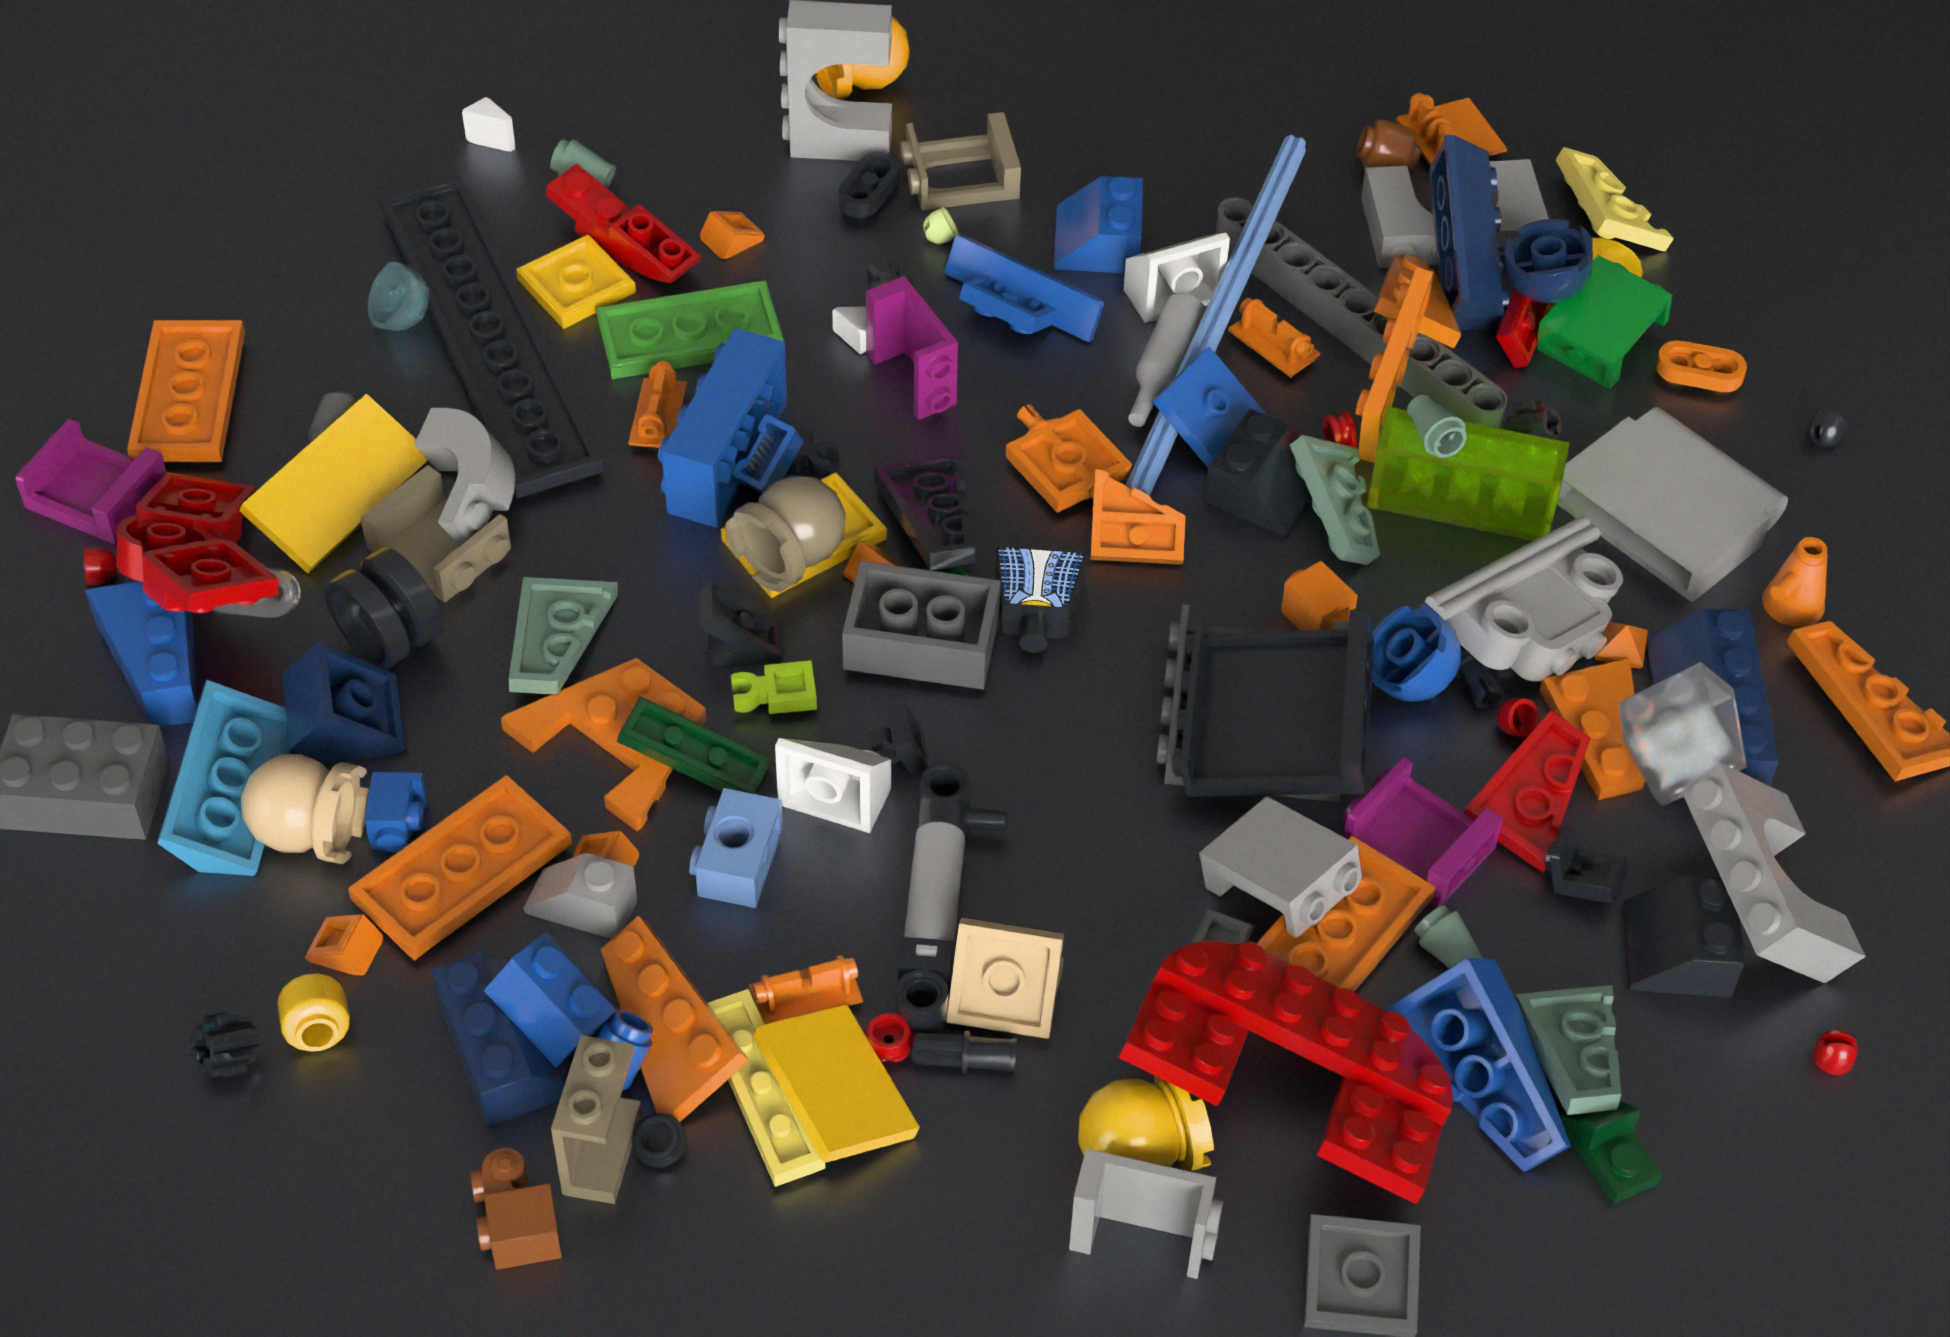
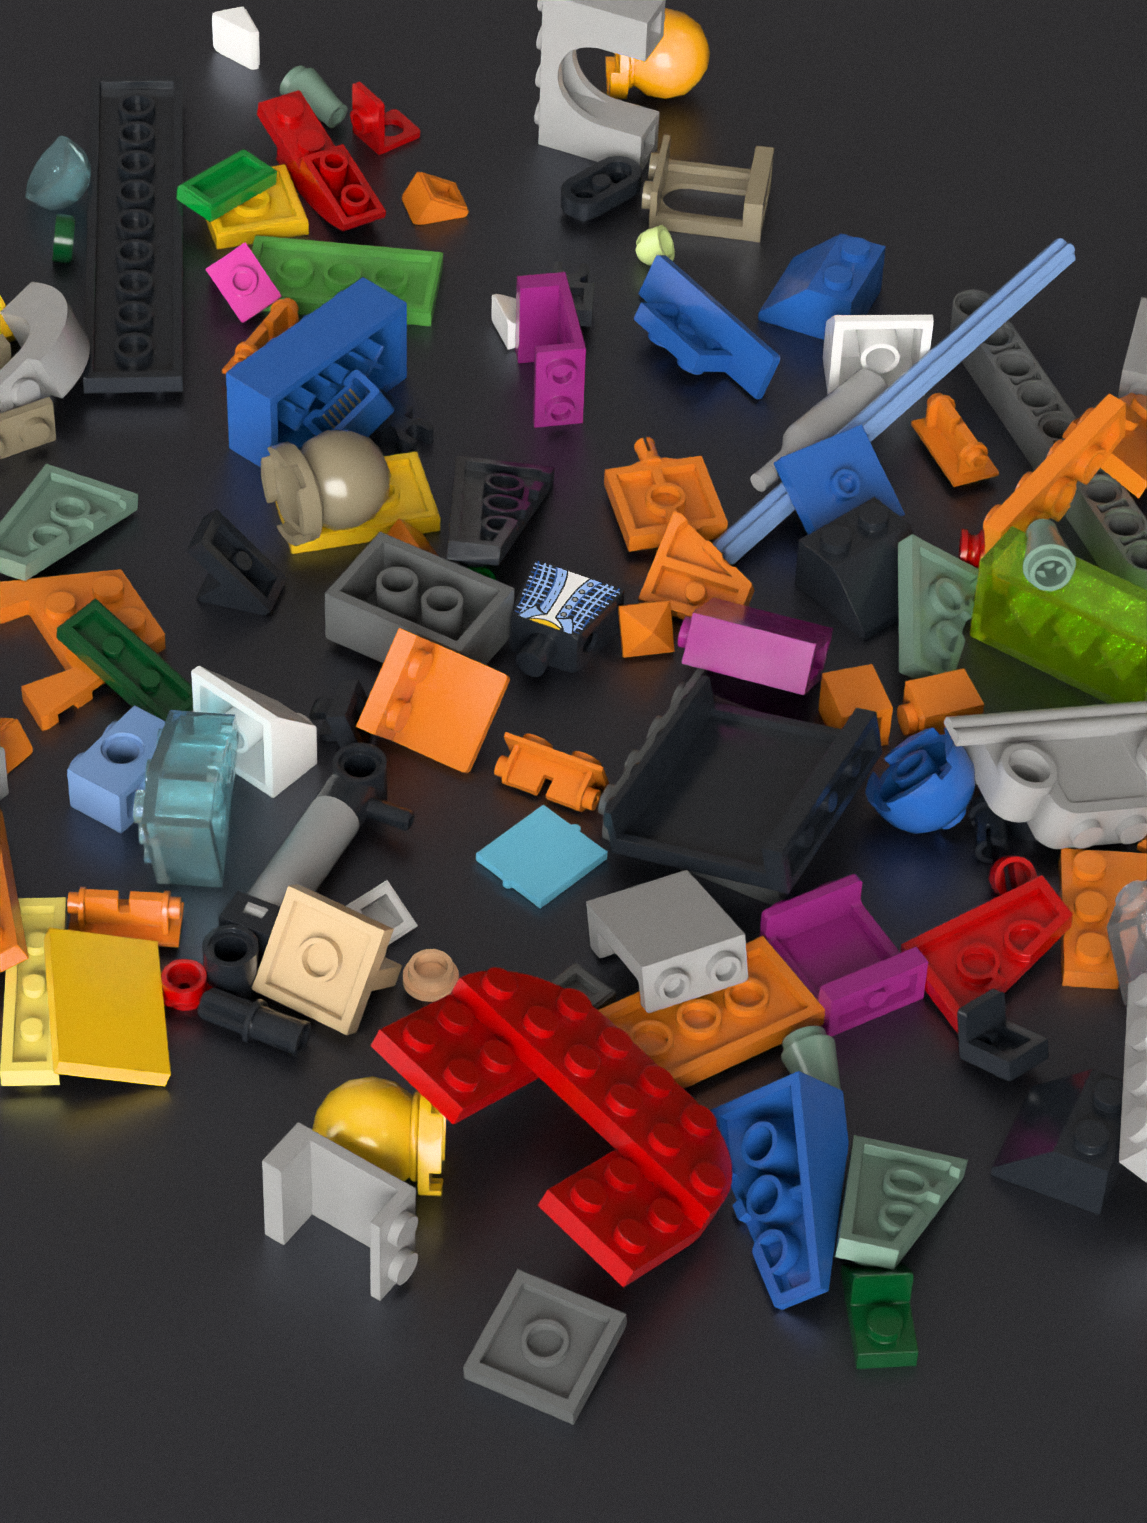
camera: 20 degrees right, 5 degrees down
(429, 356) = (63, 238): none -> dark green tile
(552, 268) = (226, 185): none -> green tile
(610, 355) = (243, 283): none -> dark pink bracket
(645, 171) = (370, 118): none -> red bracket
(783, 687) = (251, 638): lime plate -> none
(829, 867) = (189, 798): none -> clear light blue brick
(980, 704) = (433, 701): none -> orange bracket
(1019, 909) = (387, 908): none -> white slope
(1093, 960) = (430, 975): none -> light nougat plate
(1111, 581) = (646, 628): none -> orange slope
(1118, 735) = (571, 775): none -> orange hinge
(1125, 817) = (541, 856): none -> medium azure piece
(1219, 572) = (755, 645): none -> magenta brick
(1389, 582) = (934, 698): none -> orange brick

